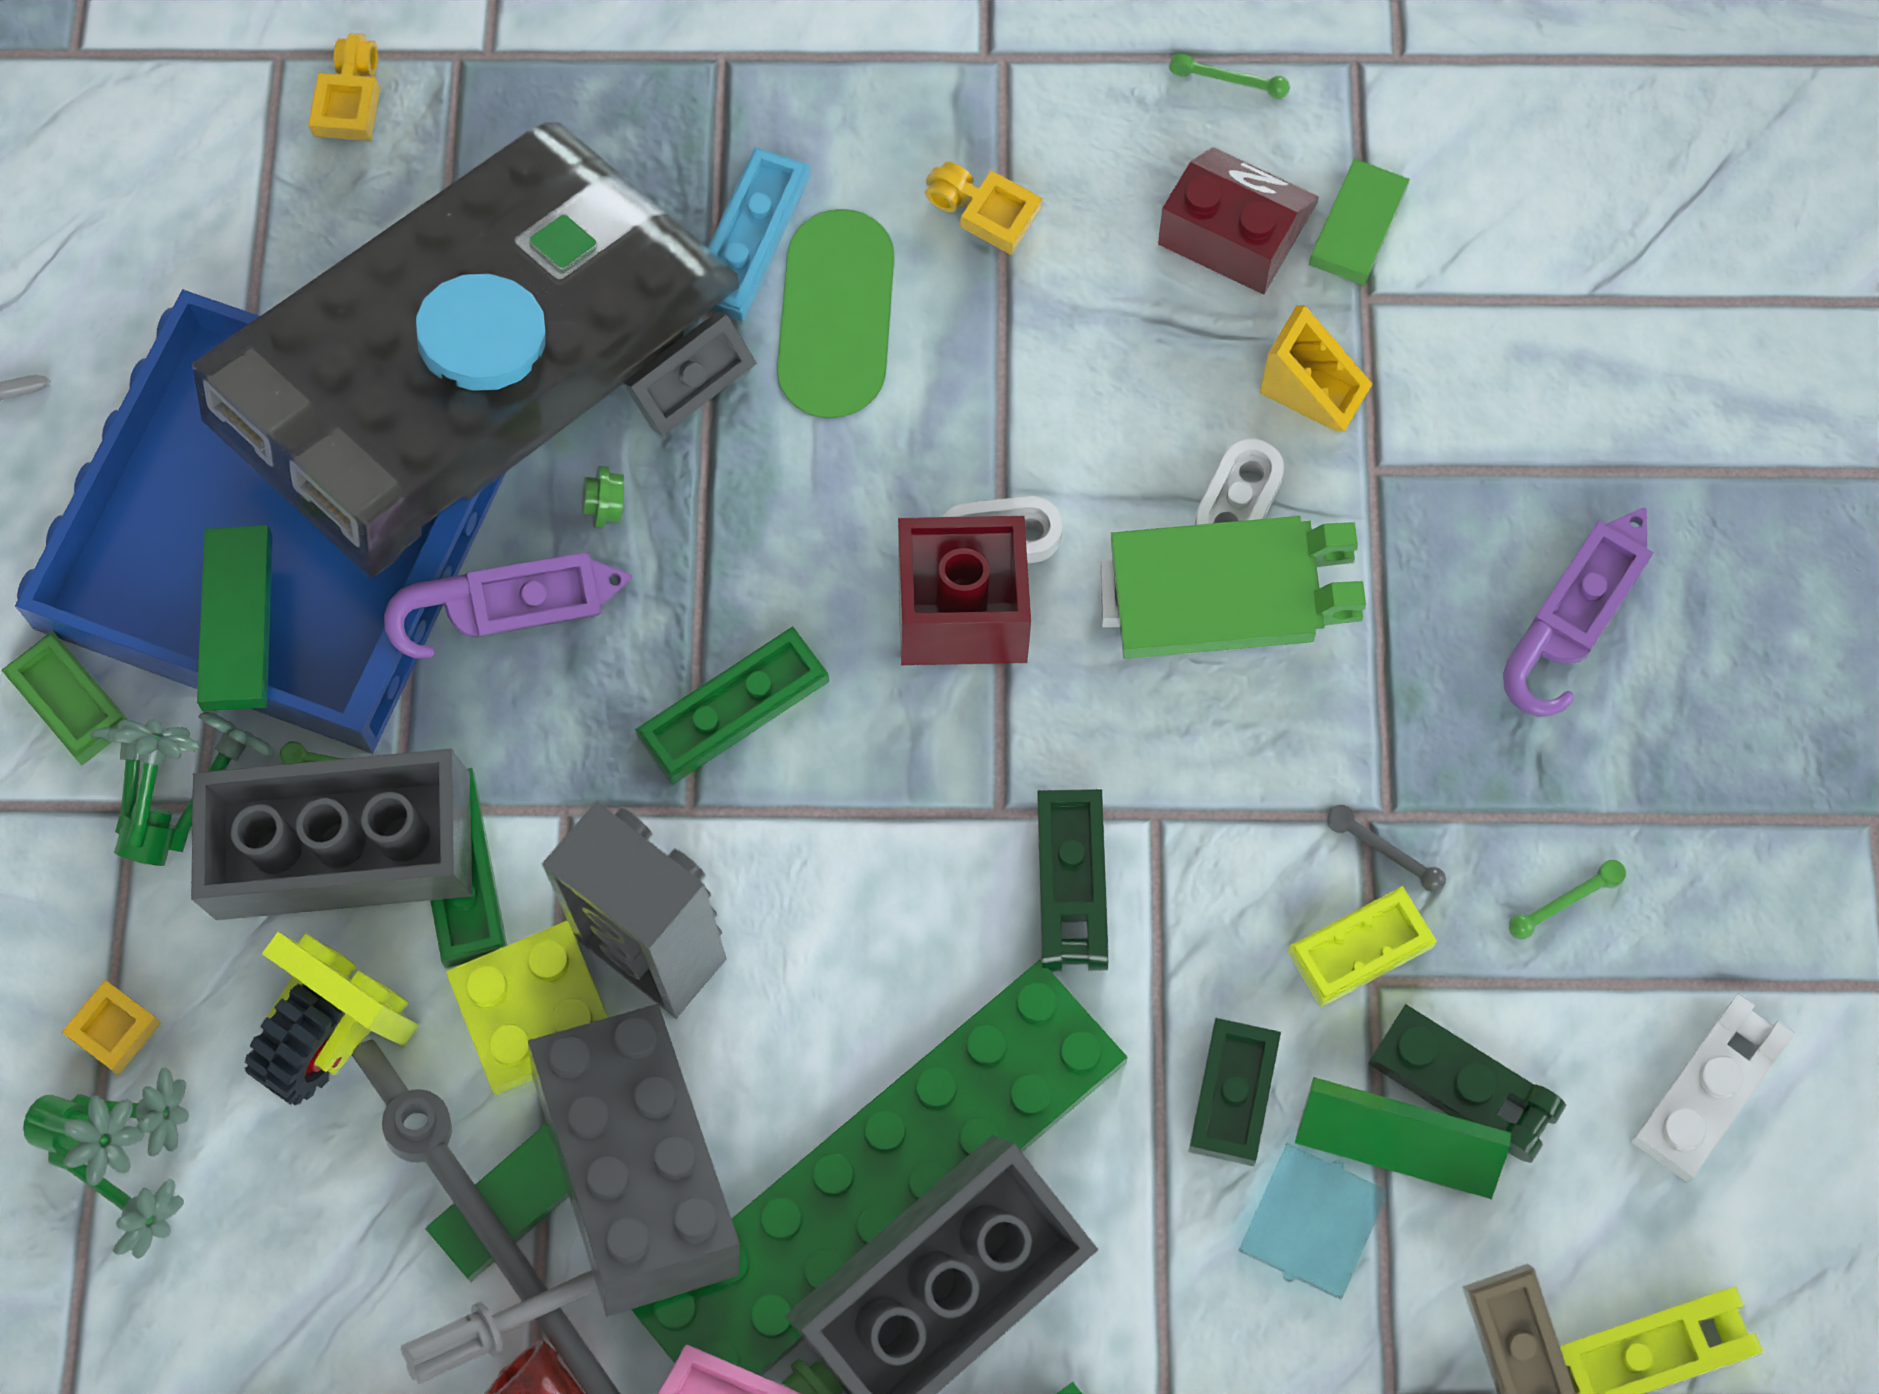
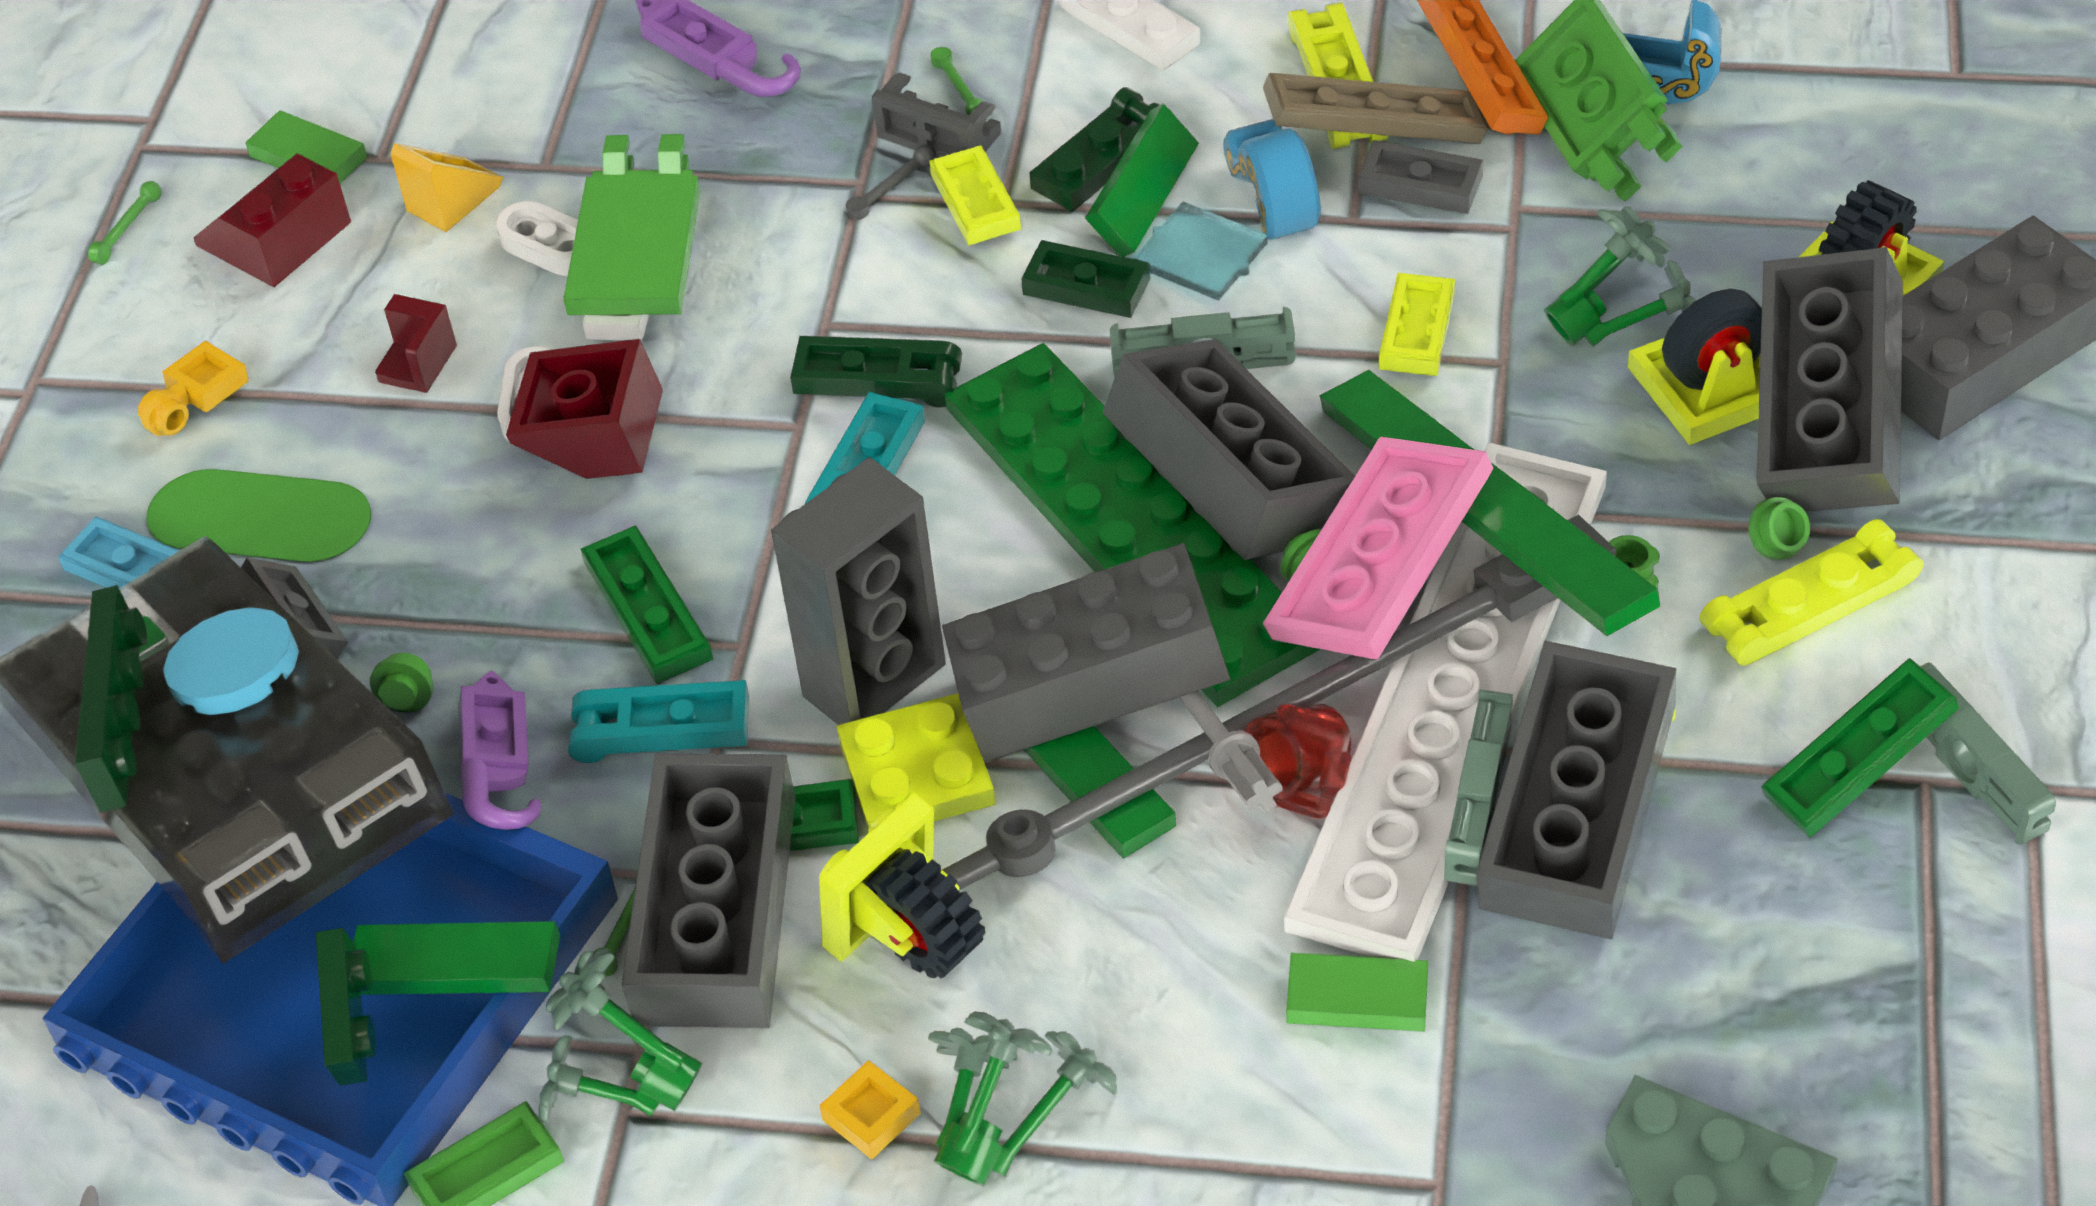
camera: 80 degrees left, 20 degrees down
(154, 533) = (345, 1031): none -> dark green plate
(424, 237) = (109, 698): none -> dark green plate
(569, 745) = (658, 719): none -> teal plate
(929, 890) = (880, 430): none -> teal plate
(1063, 404) = (420, 343): none -> dark red panel
(1138, 1239) = (1251, 340): none -> sand green piece
(1417, 1291) = (1280, 173): none -> dark azure animal
(1484, 883) = (915, 122): none -> dark grey hinge

